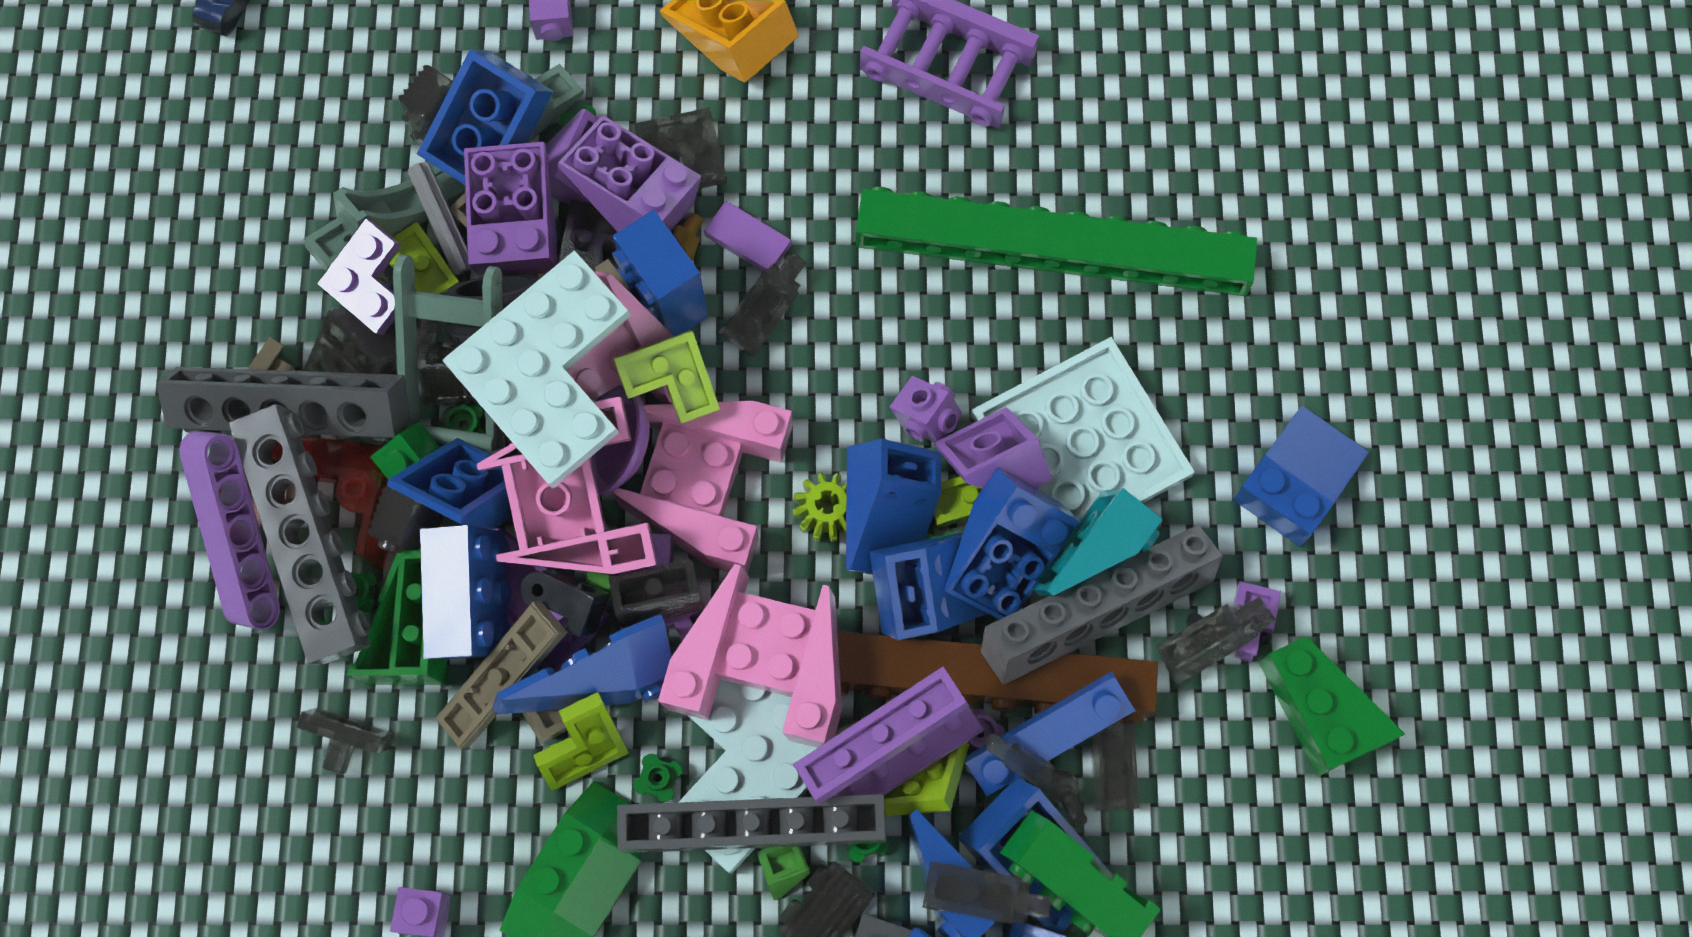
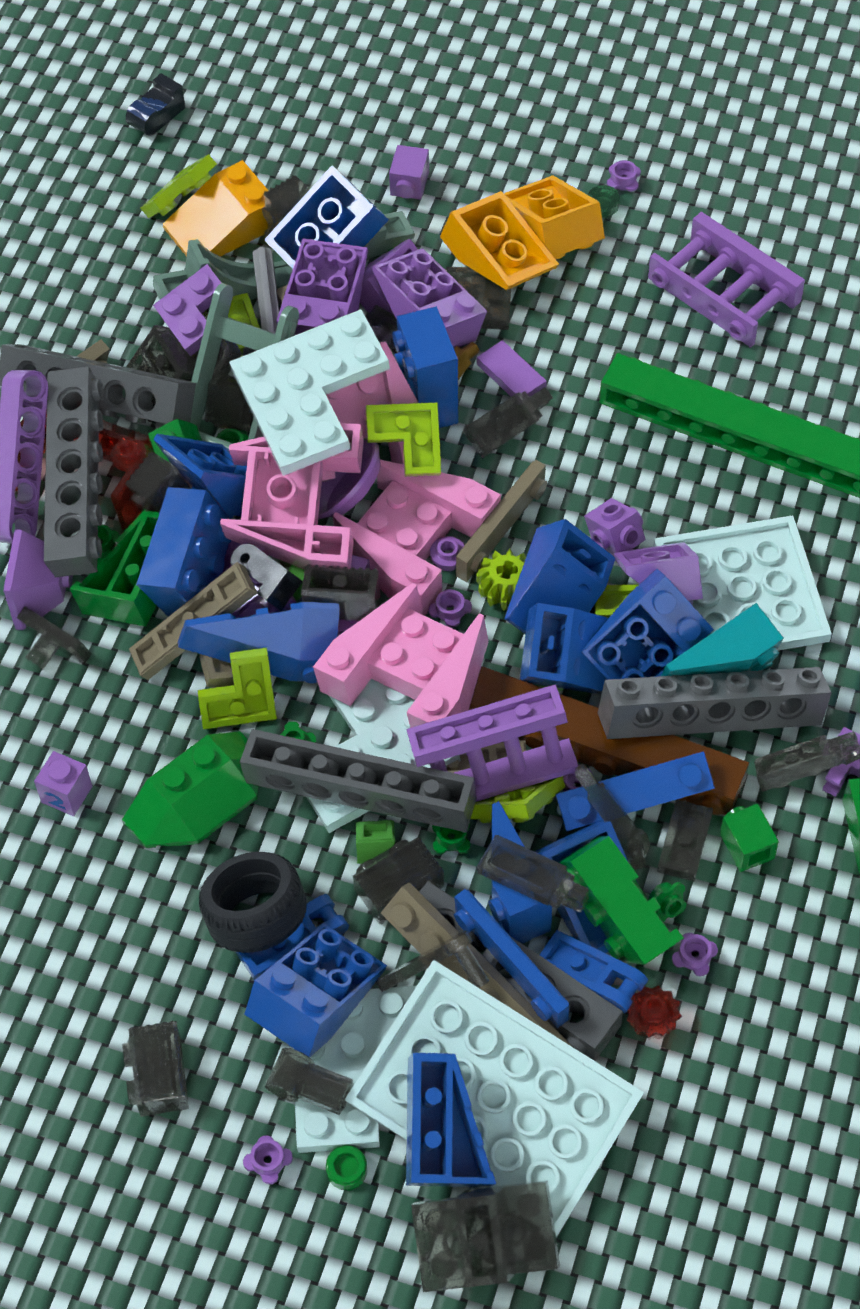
camera: 20 degrees right, 15 degrees down
(291, 680) = (29, 579): none -> medium lavender slope
(294, 90) = (184, 182): none -> lime plate
(350, 125) = (221, 212): none -> light orange slope
(684, 81) = (497, 242): none -> light orange slope
(754, 501) = (443, 560): none -> medium lavender plate
(770, 546) = (447, 599): none -> medium lavender plate
(782, 488) = (528, 487): none -> dark tan plate
(1118, 847) = (670, 899): none -> green plate
(1172, 888) = (699, 944): none -> medium lavender plate
(1178, 743) = (748, 837): none -> green brick

